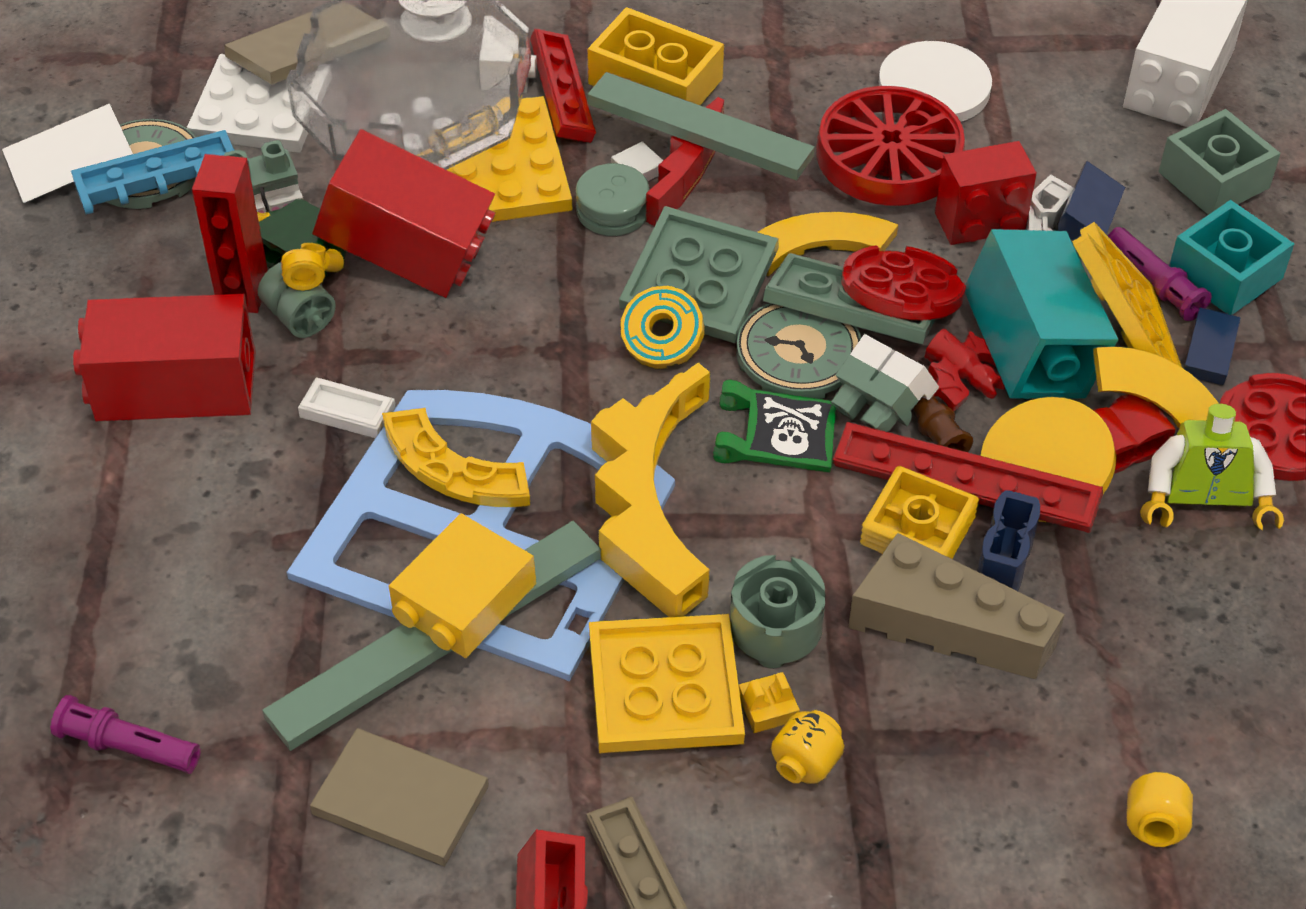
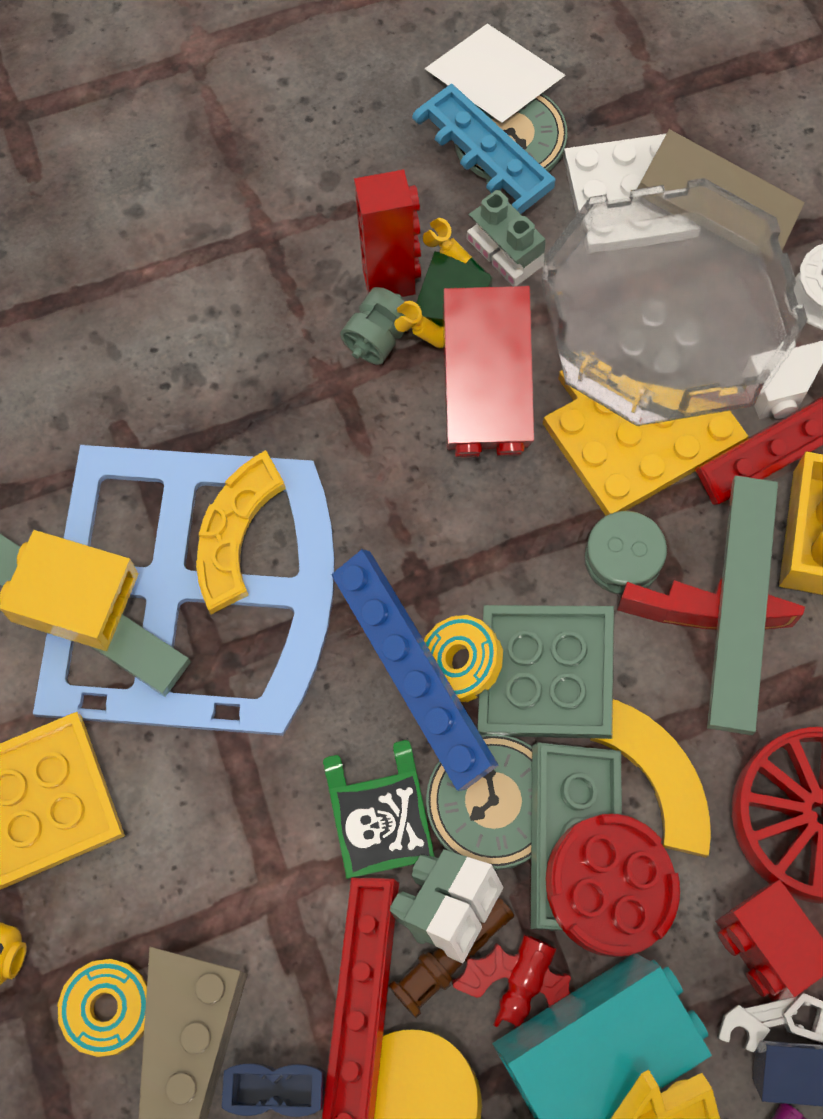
camera: 75 degrees right, 20 degrees up
(166, 357) = (259, 254): red brick -> none
(302, 269) = (374, 315): yellow tile -> none
(345, 407) = (278, 418): white tile -> none
(638, 536) = (178, 727): yellow arch -> none
(640, 158) = (693, 560): white tile -> none
(655, 359) = (414, 671): none -> blue plate
(768, 702) = (47, 900): yellow tile -> none
(777, 610) = (109, 891): sand green brick -> none
(892, 653) = (77, 1004): none -> yellow tile
(921, 511) = (270, 961): yellow brick -> none

